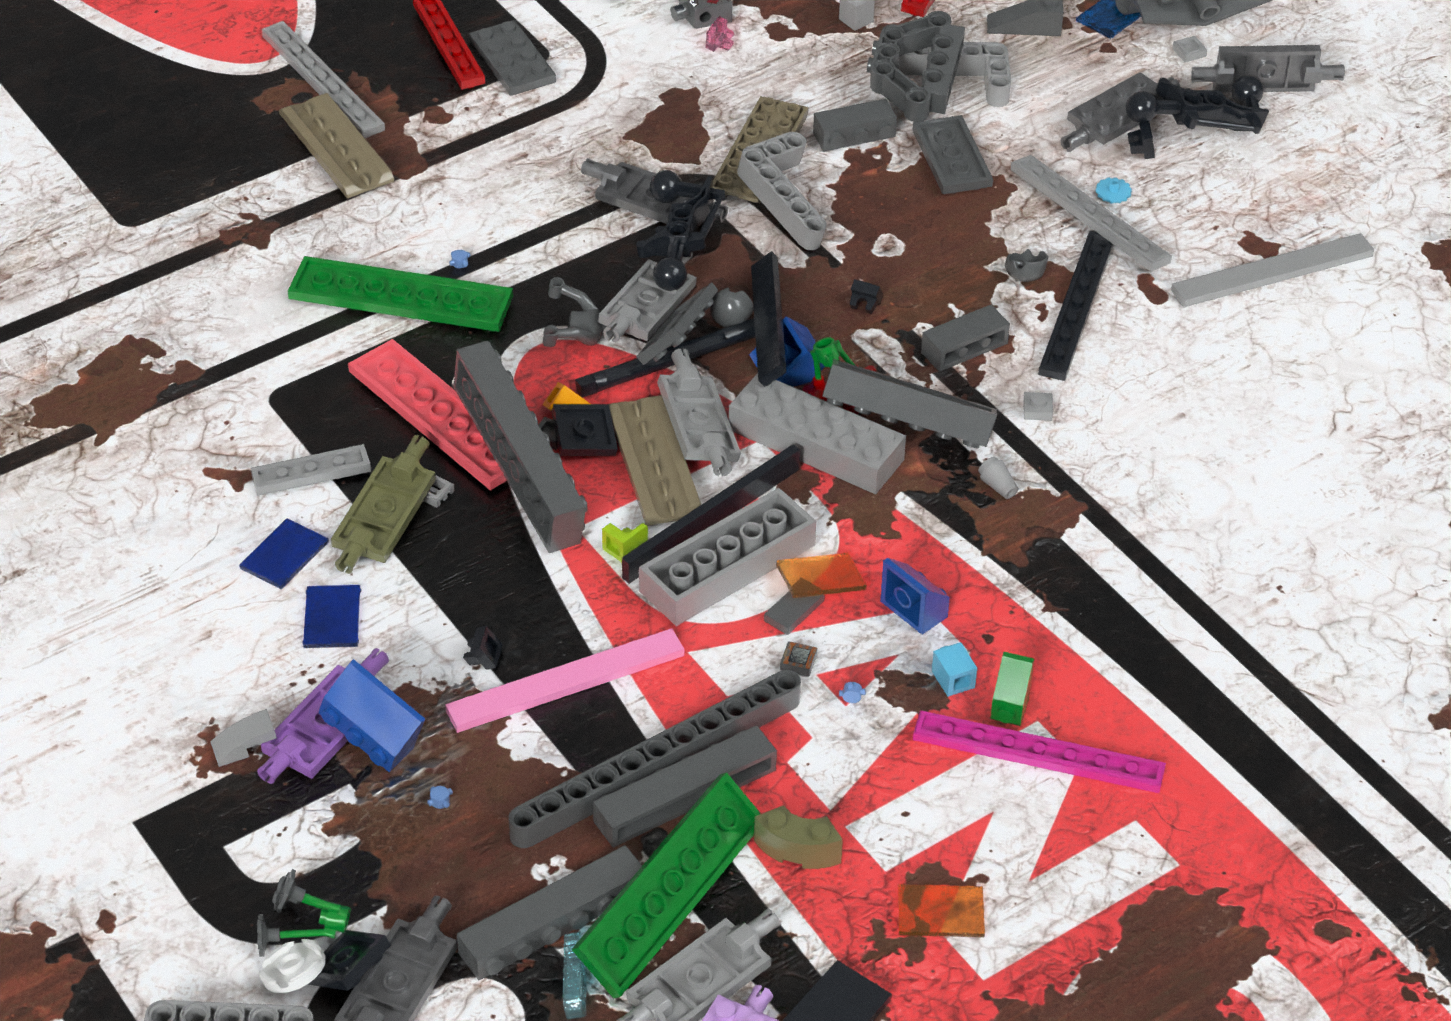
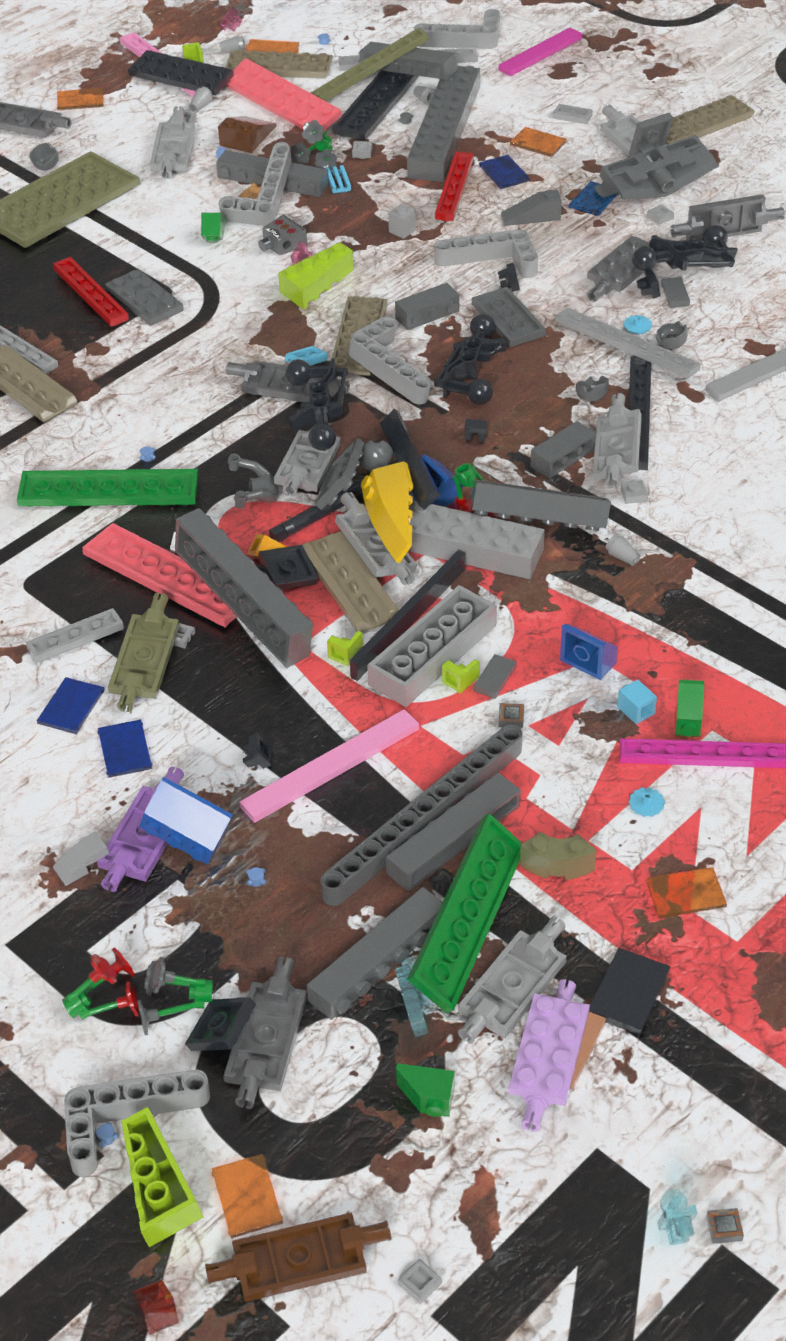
camera: 10 degrees left, 0 degrees up
(195, 902) = (78, 1001): none -> plant
(292, 966) = (175, 1038): white tile -> none
(687, 166) = (311, 355): none -> medium azure tile
(723, 373) = (388, 506): none -> yellow wedge
(729, 61) = (315, 274): none -> lime wedge
(753, 600) = (460, 676): none -> lime panel
(820, 575) = (509, 647): clear orange piece -> none
(852, 692) = (562, 734): medium blue piece -> none
(883, 203) = (470, 358): none -> black piece
(929, 793) = (646, 802): none -> medium azure piece
(942, 64) = (482, 257): dark grey brick -> none
(971, 103) = (510, 276): none -> black tile
(1034, 340) = (617, 442): none -> light grey plate
(1149, 212) = (672, 335): none -> dark grey hair
(1174, 155) = (675, 292): none -> dark grey tile

